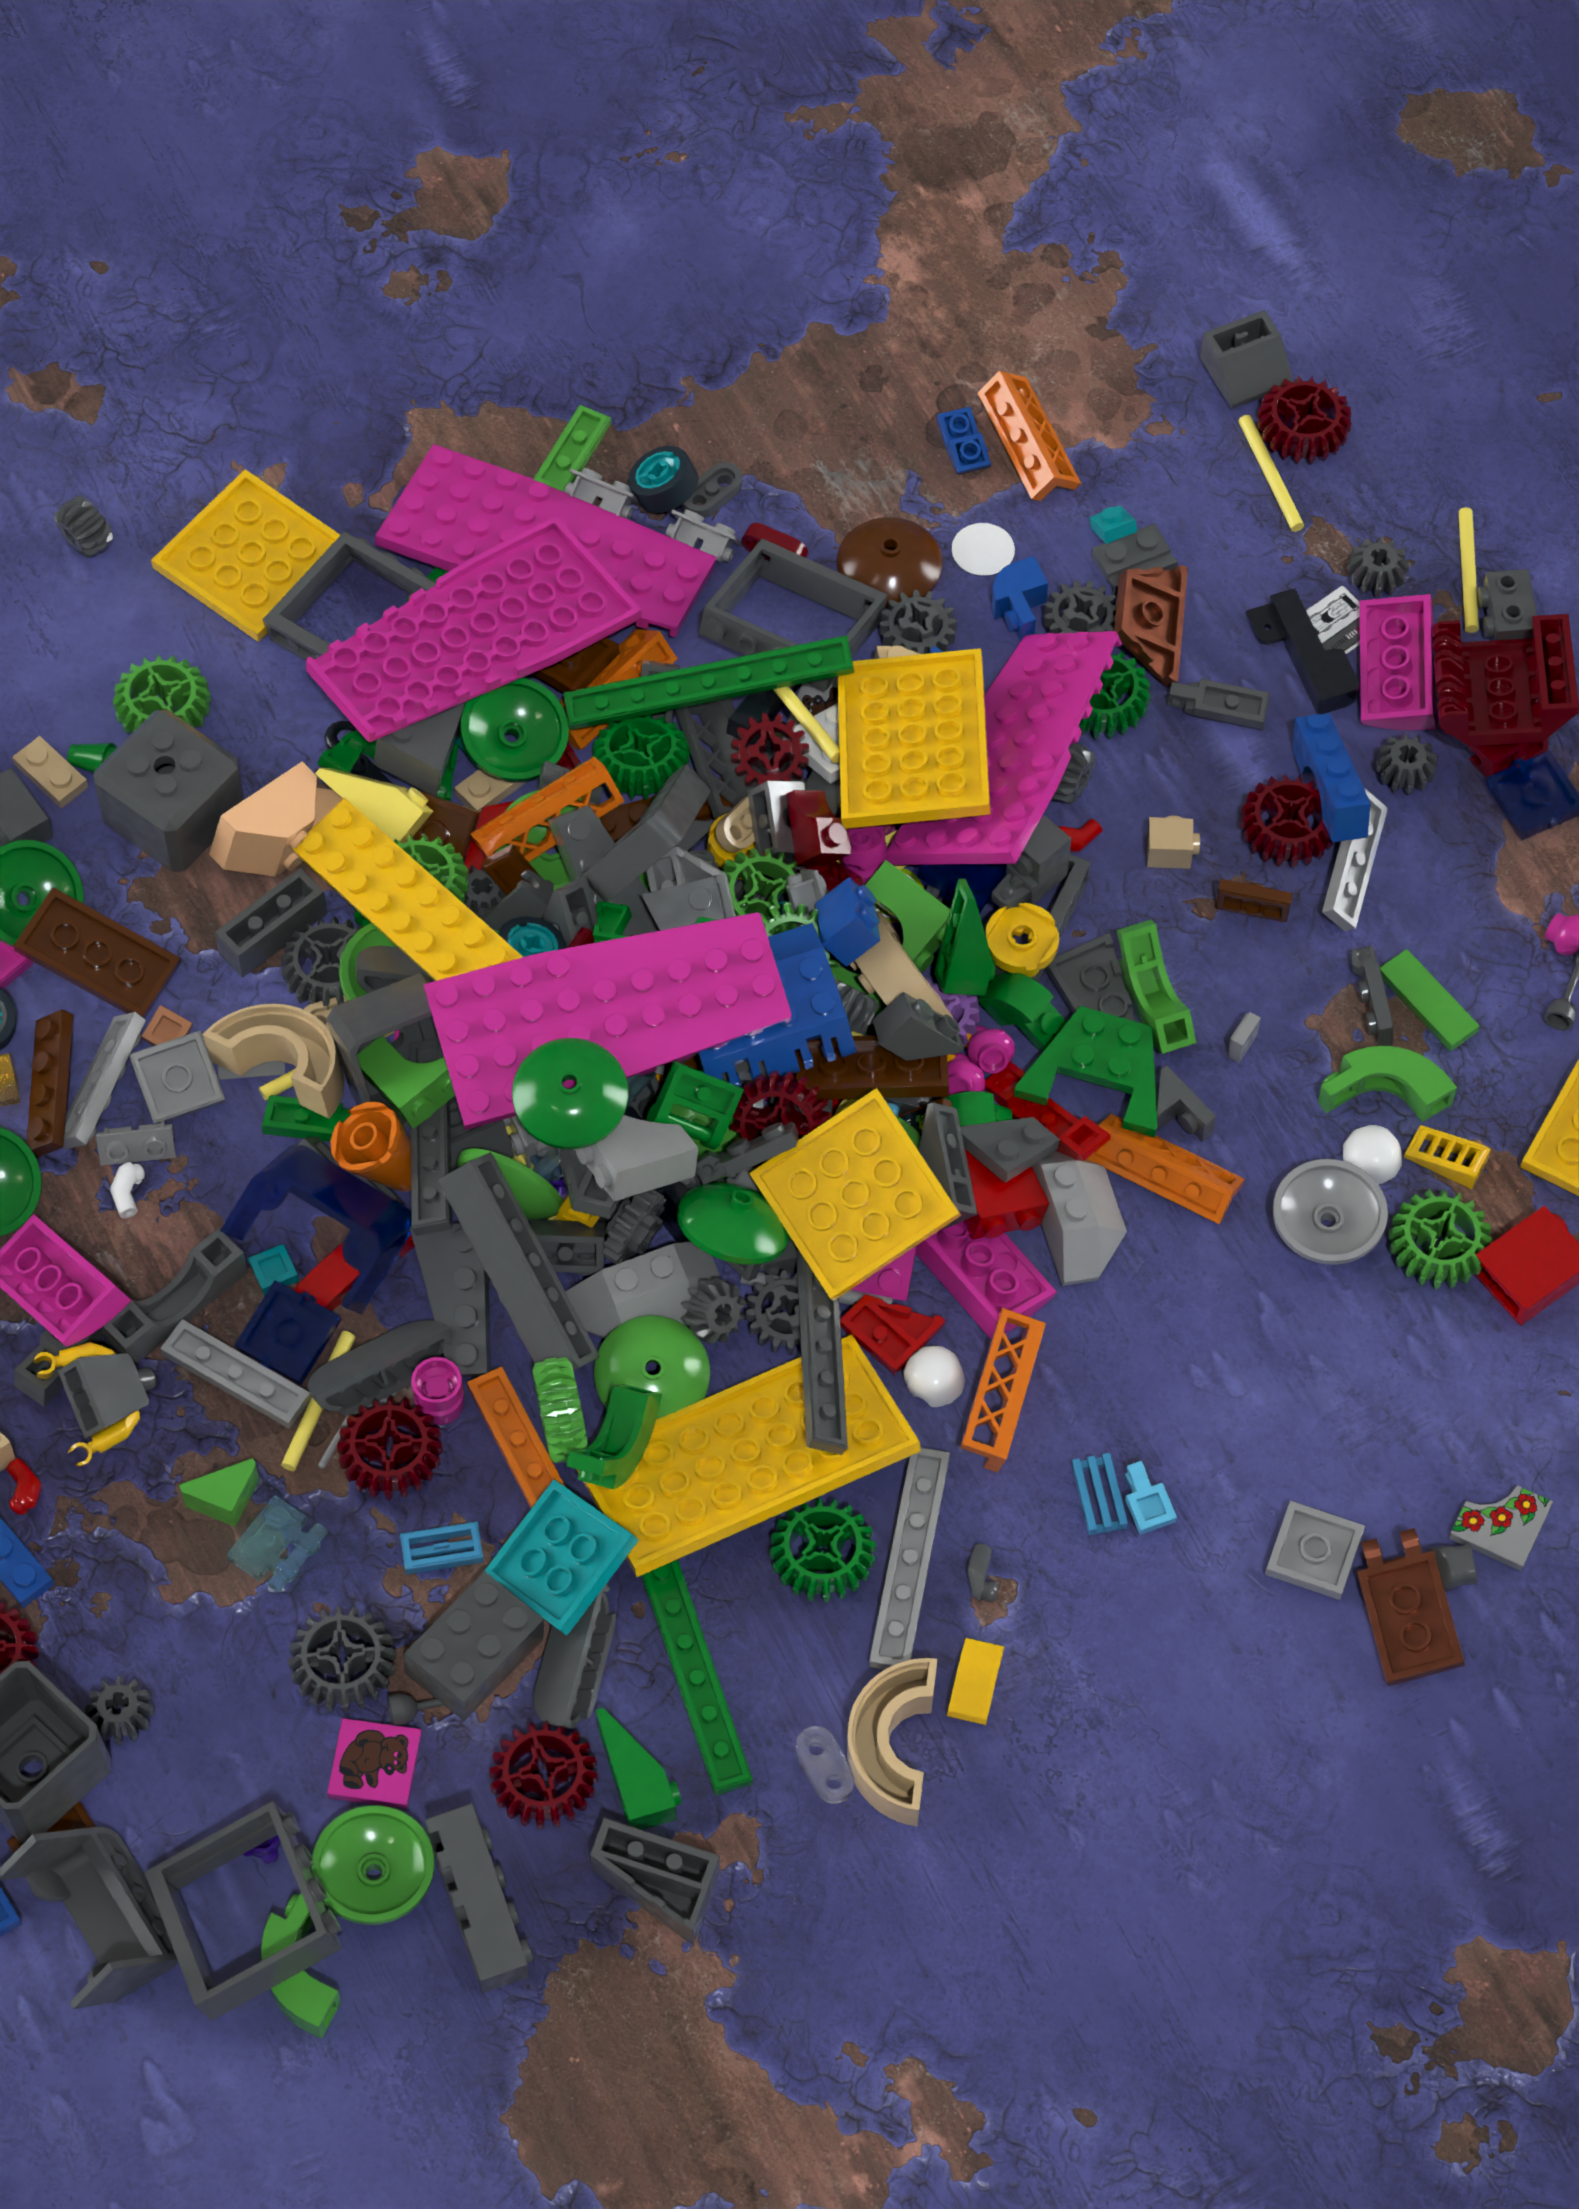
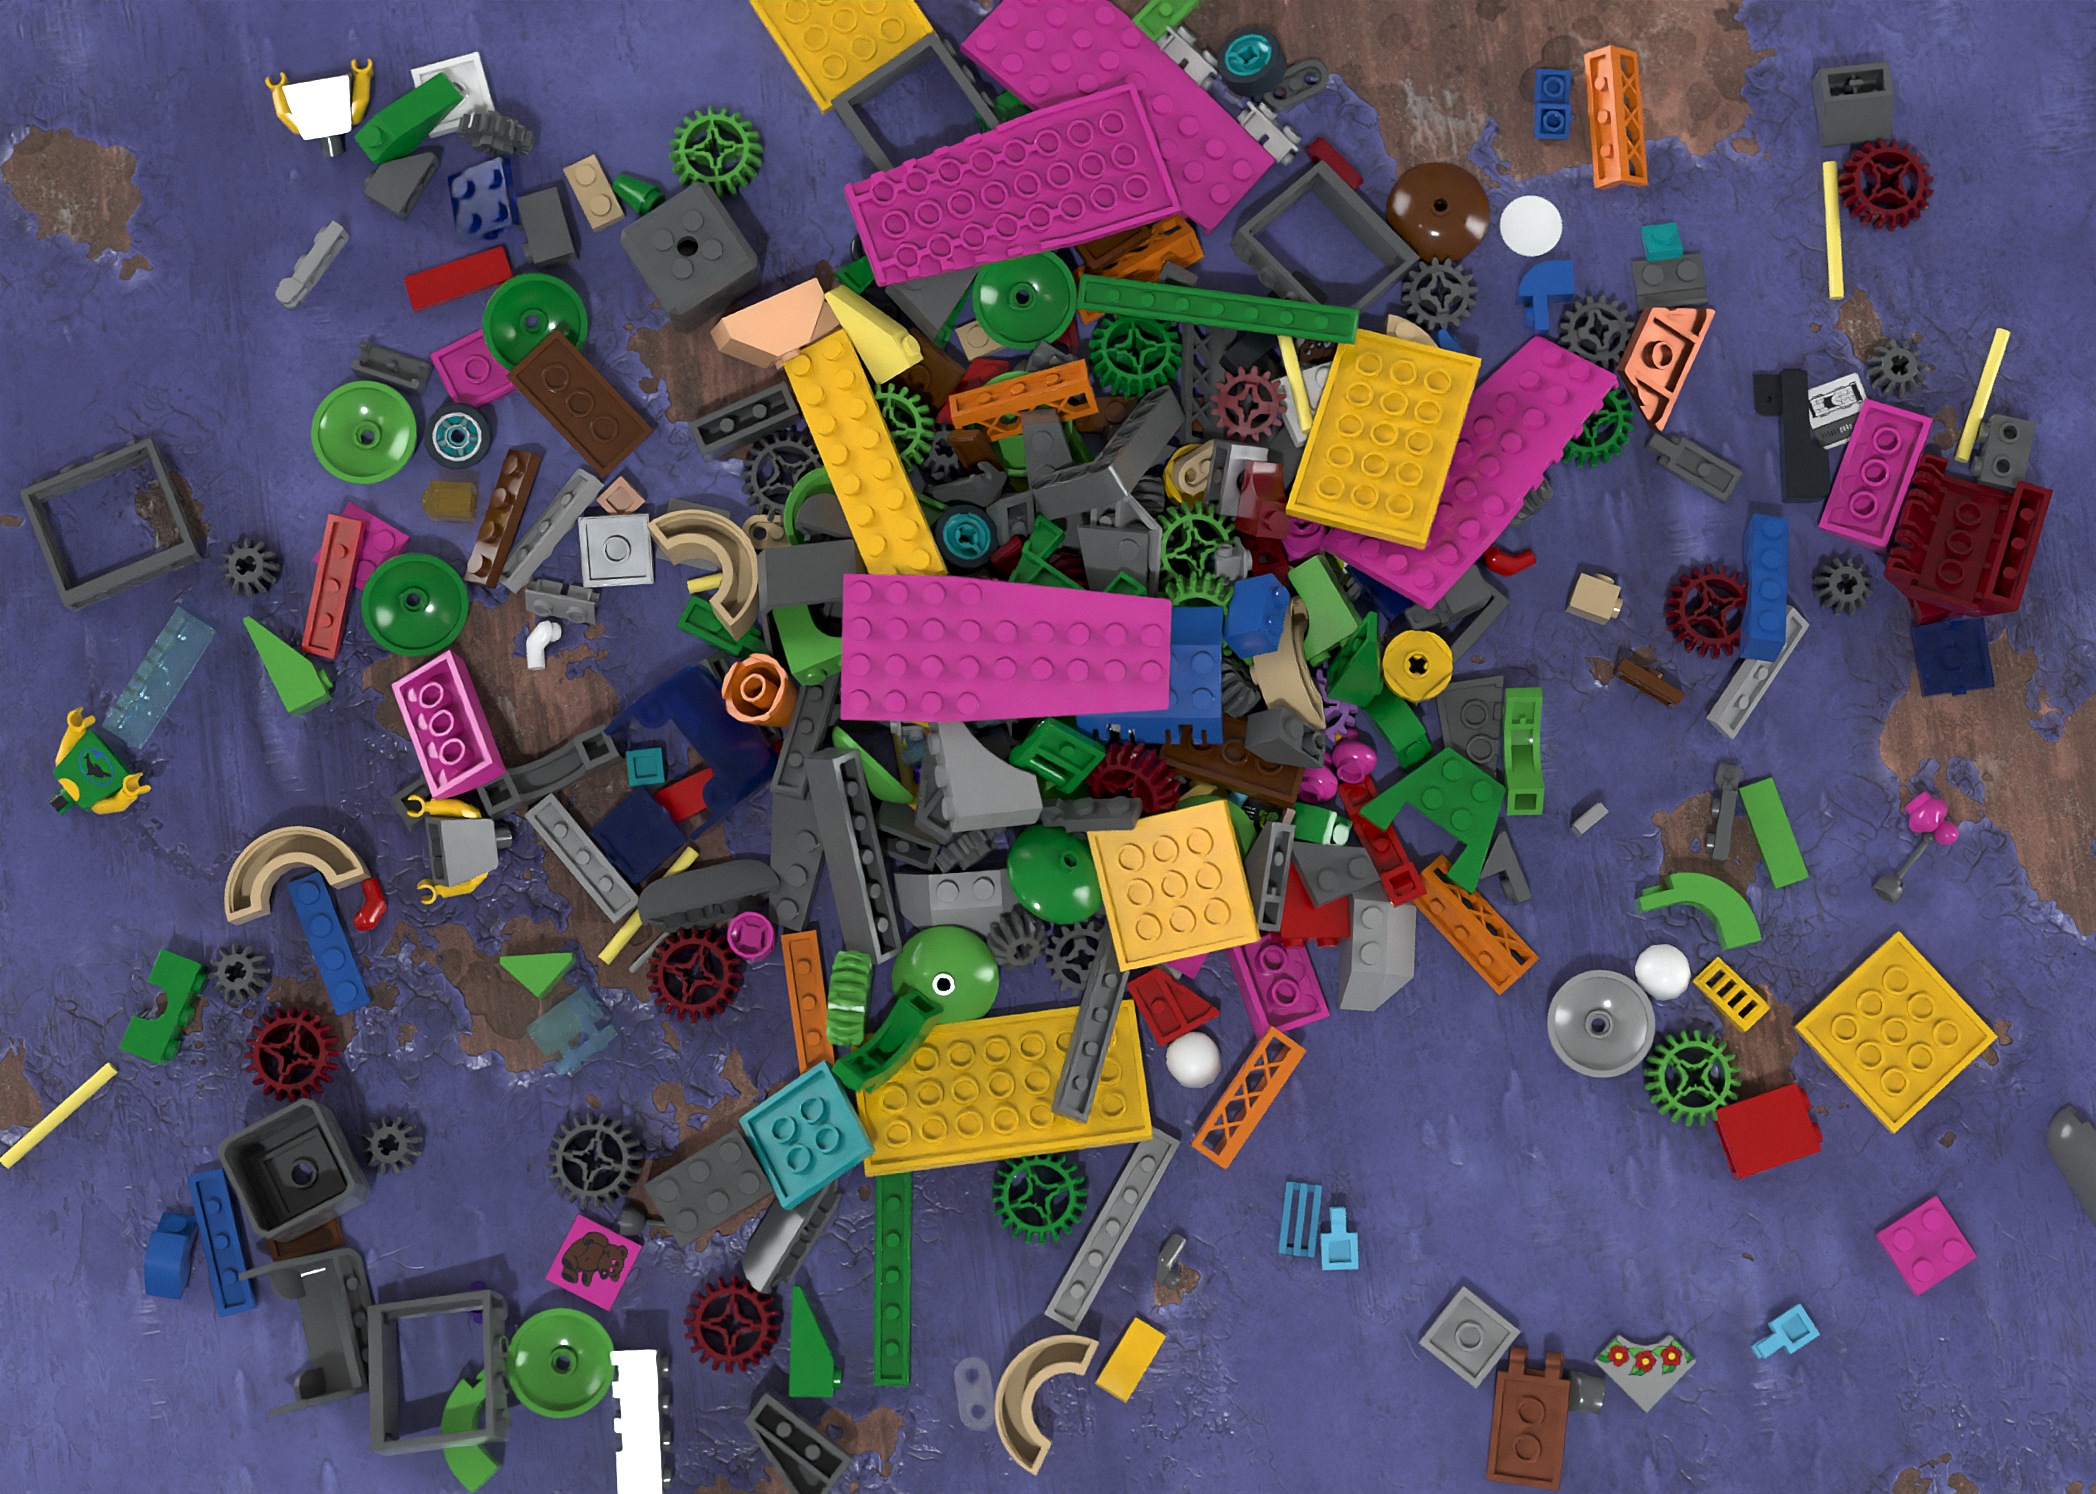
camera: 20 degrees right, 20 degrees up
(444, 1561) = (741, 1085): dark azure tile -> none
(575, 1115) = (969, 728): green dish -> none

